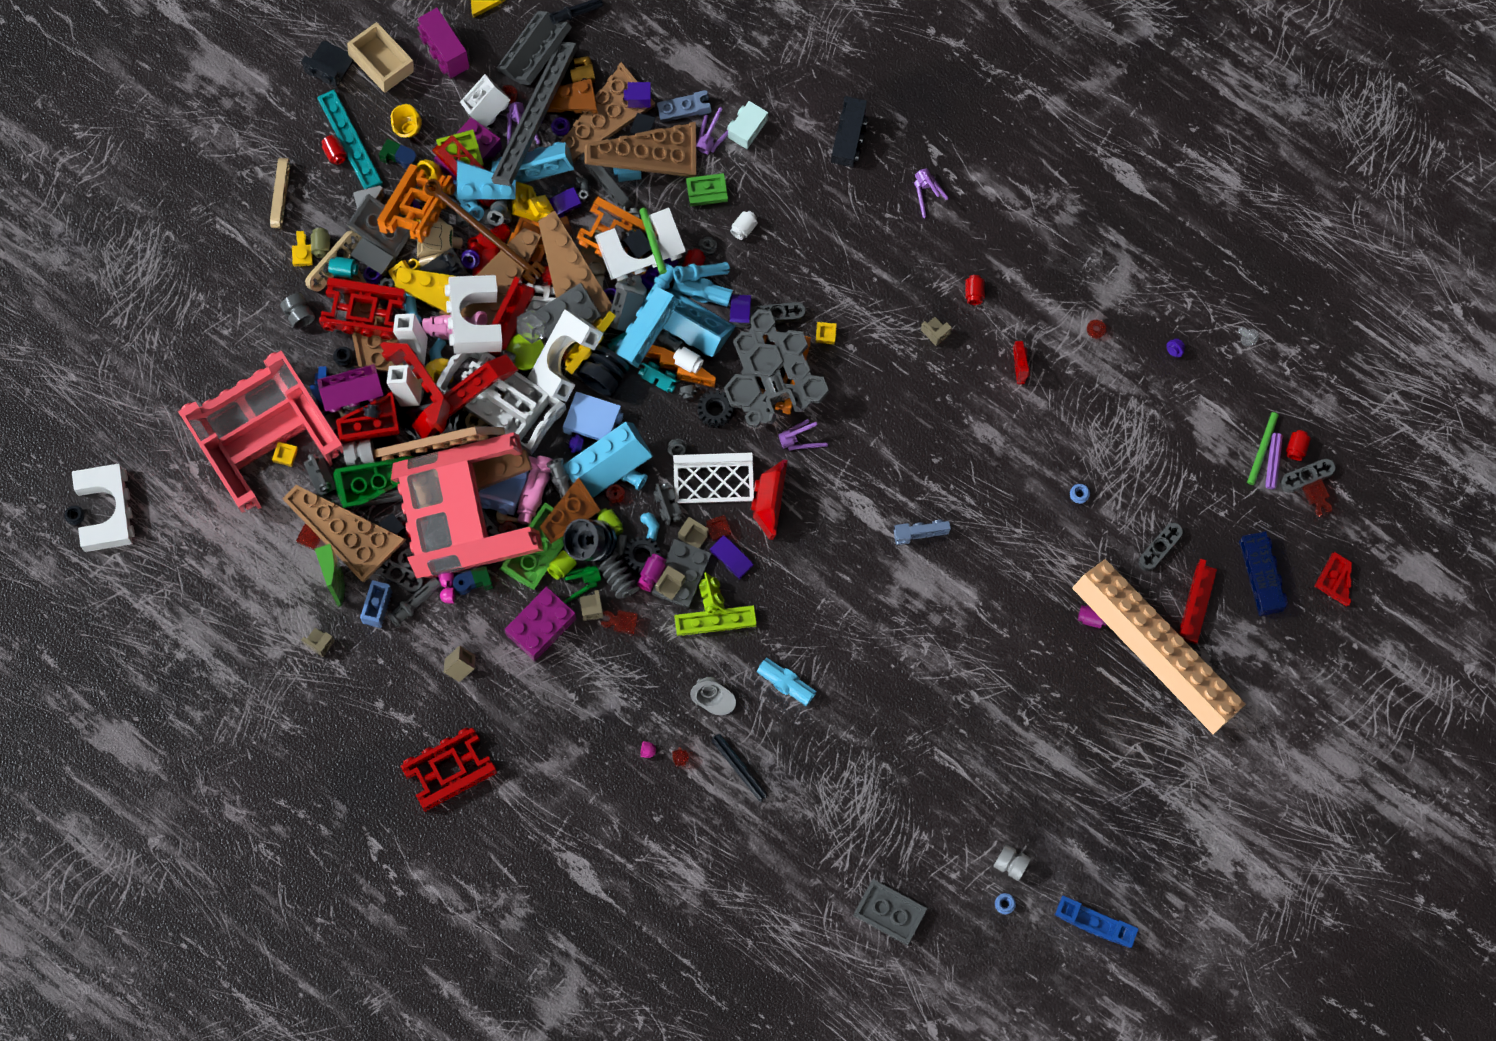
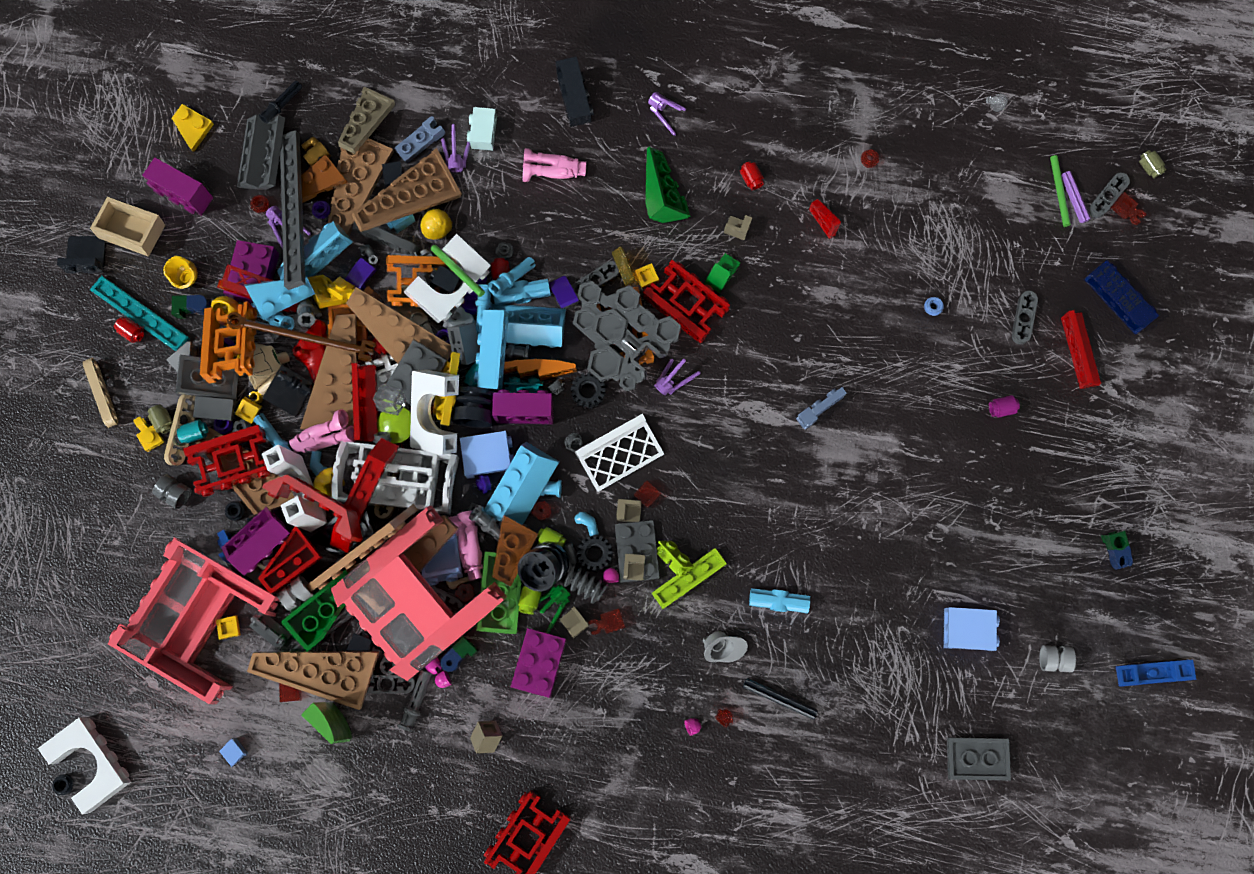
camera: 25 degrees left, 5 degrees up
(233, 563) = (233, 751): none -> medium blue slope
(318, 642) = (348, 784): dark tan panel -> none
(372, 411) = (287, 553): black plate -> none
(376, 604) = (383, 723): medium blue brick -> none
(424, 286) = (278, 411): yellow wing -> none
(465, 259) = (300, 370): dark purple plate -> none
(467, 336) = (335, 440): white arch -> none
(469, 141) = (245, 262): lime wing -> none
(485, 101) = (242, 220): white slope -> none
(638, 95) = (374, 148): dark purple brick -> none
(647, 393) = (523, 407): none -> magenta brick
(648, 61) = (366, 117): none -> dark tan wing
(653, 569) = (613, 563): magenta brick -> none
(657, 191) = (435, 224): none -> yellow hair
(668, 511) = (586, 490): dark grey hinge -> none
(688, 360) = (543, 360): white brick -> none
(707, 189) = (477, 202): bright green plate -> none
(732, 557) = (672, 514): dark purple slope -> none
(744, 225) = (526, 217): white brick -> none
(768, 498) = (677, 446): red wedge -> none
(801, 195) = (562, 166): none -> bright pink piece
(810, 315) = (625, 267): none -> clear yellow slope
(835, 378) = (677, 311): none -> red fence
(881, 266) = (662, 196): none -> green wedge
(897, 365) = (722, 273): none -> green slope
(948, 795) = (971, 629): none -> light blue panel
(1005, 897) = (1074, 700): medium blue plate -> none
(1126, 797) = (1118, 549): none -> leg
(1159, 646) = (1076, 404): light nougat piece -> none
(1176, 347) = (944, 141): dark purple plate -> none
(1298, 445) = (1088, 173): red brick -> none
(1336, 579) = (1181, 270): red wing -> none
(1365, 467) = (1152, 163): none -> olive brick

